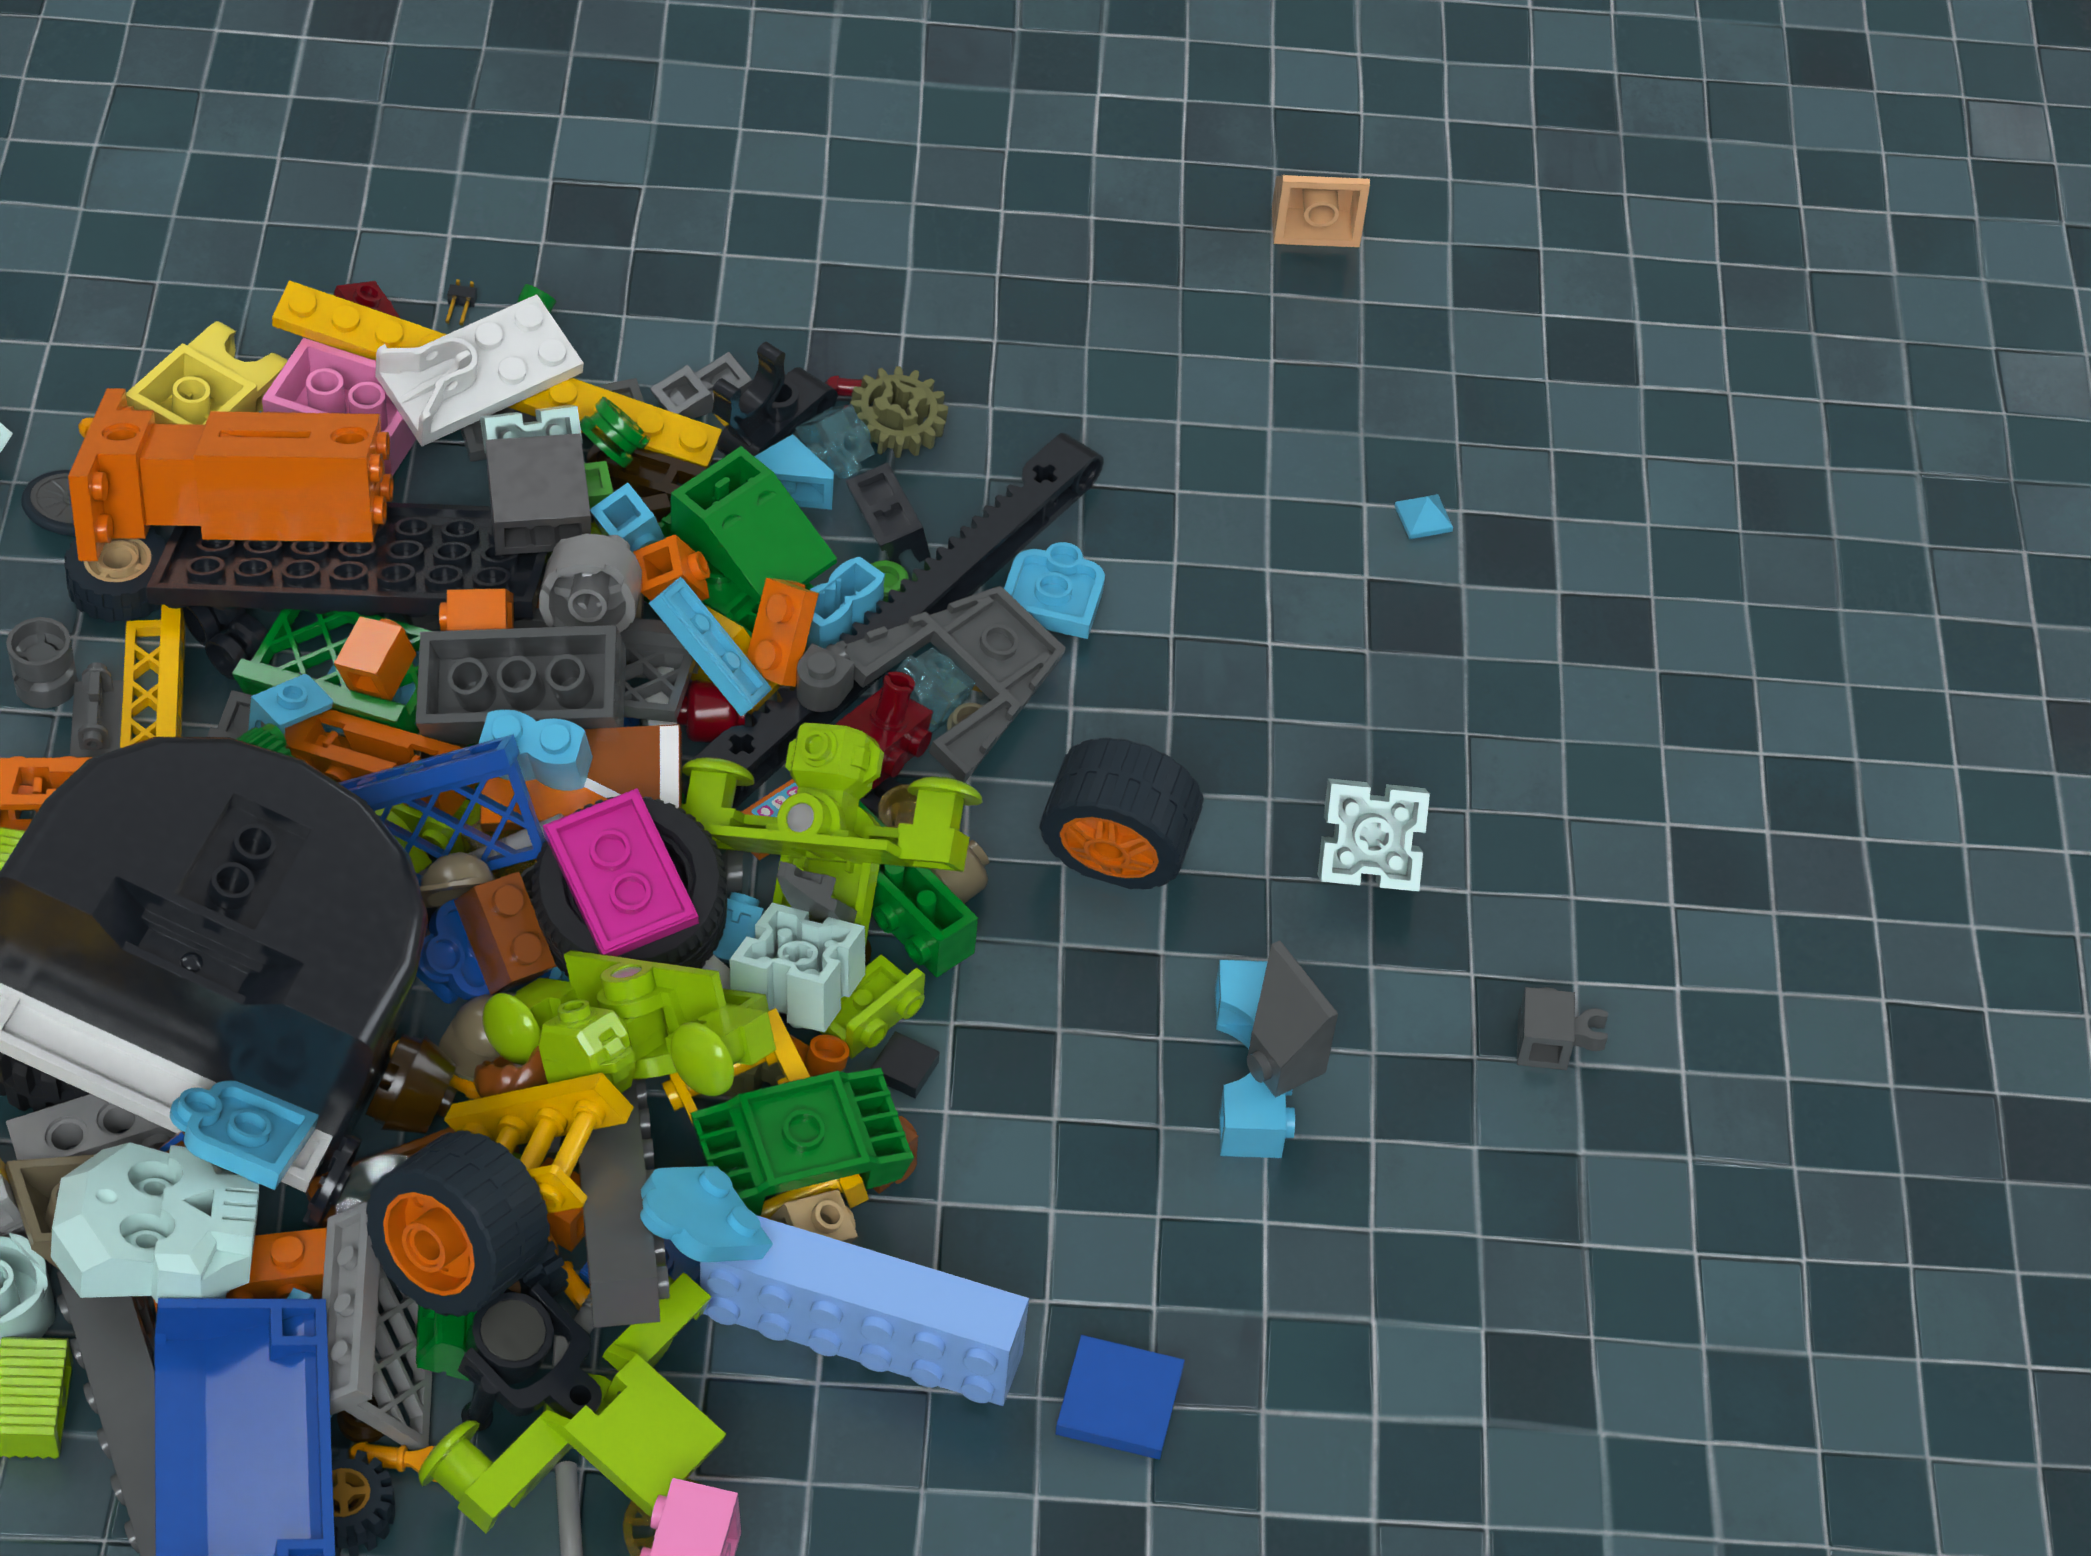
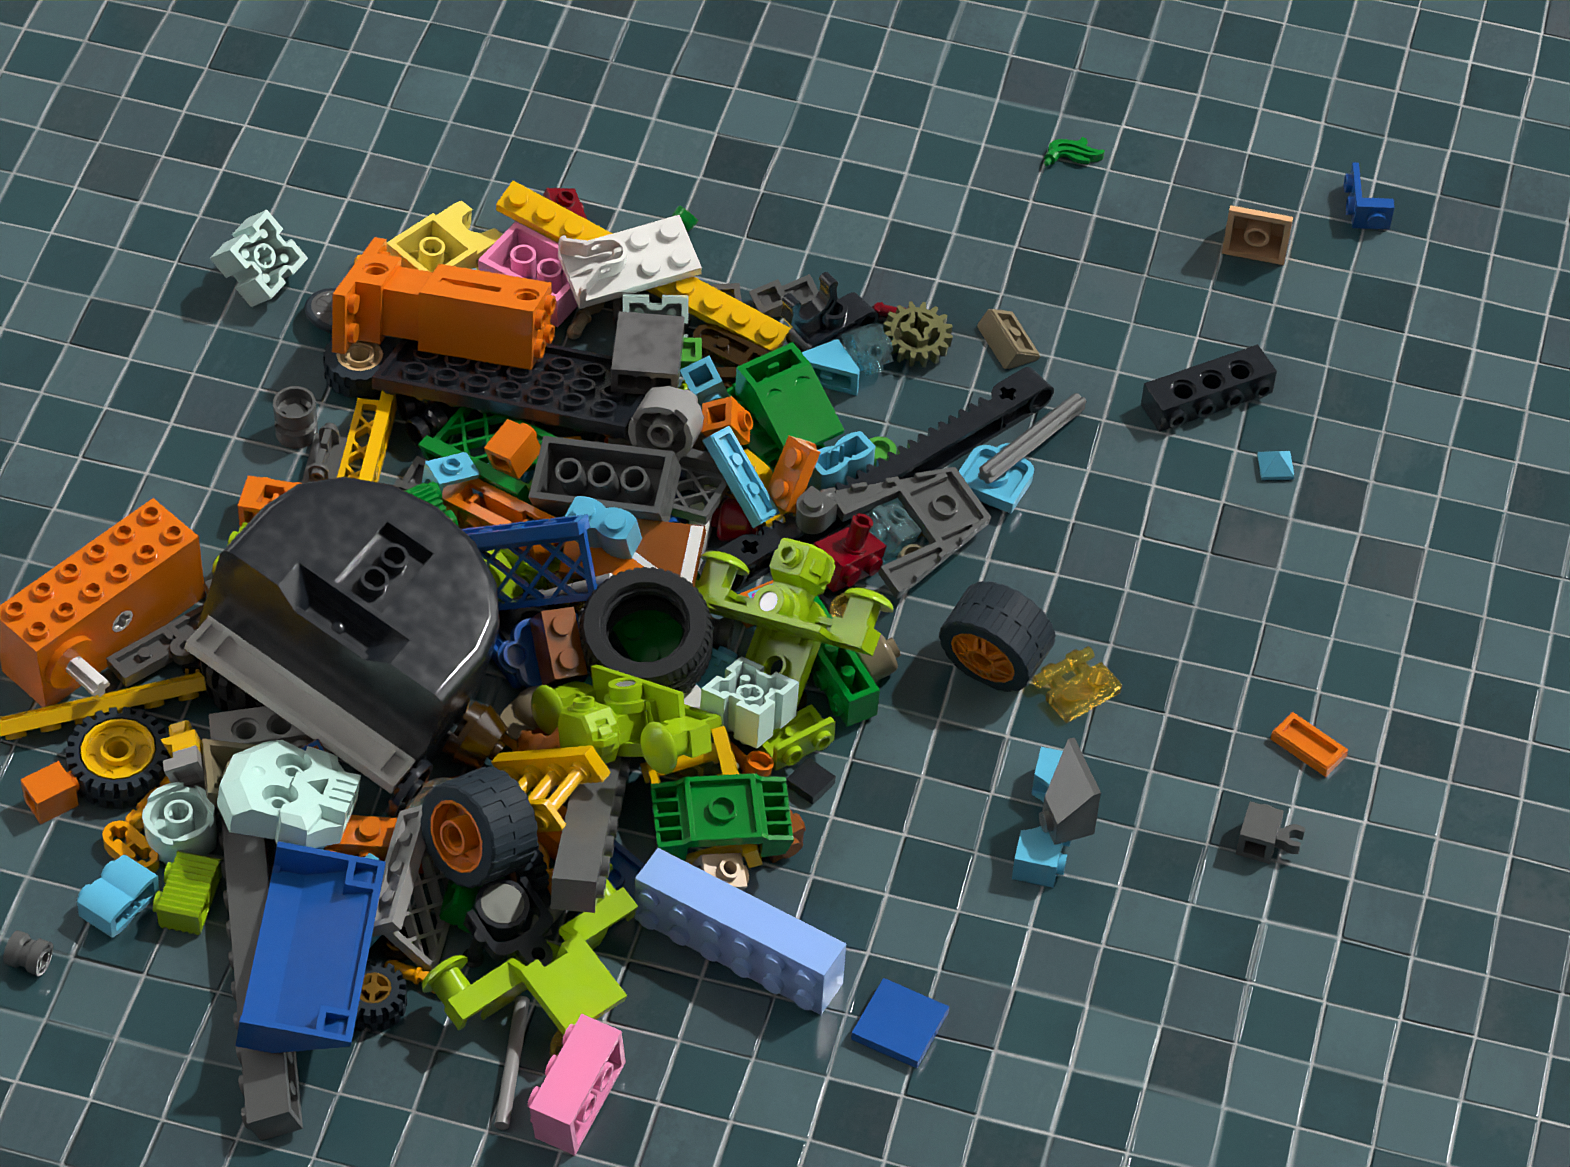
camera: 15 degrees right, 0 degrees up
(243, 1130) = (356, 744): medium azure plate -> none
(424, 461) = (582, 318): none -> dark tan piece
(452, 877) = (527, 604): dark tan cap -> none
(461, 296) = (635, 207): black piece -> none
(477, 610) = (586, 427): orange brick -> none
(616, 427) = (712, 318): green wheel -> none
(620, 874) = (639, 619): dark pink tile -> none
(702, 1215) = (639, 850): medium azure plate -> none
(812, 894) = (767, 654): dark grey slope -> none
(888, 513) = (891, 404): black hinge -> none
(1019, 400) = (1007, 338): none -> dark tan slope
(1042, 134) = (1074, 150): none -> green piece
(1090, 531) = (1031, 438): none -> axle
(1249, 872) = (1082, 692): none -> clear yellow plate
(1308, 425) = (1208, 388): none -> black brick
(1373, 834) = (1170, 679): light aqua brick -> none
(1447, 161) = (1366, 212): none -> blue bracket
(1574, 892) = (1309, 744): none -> orange tile

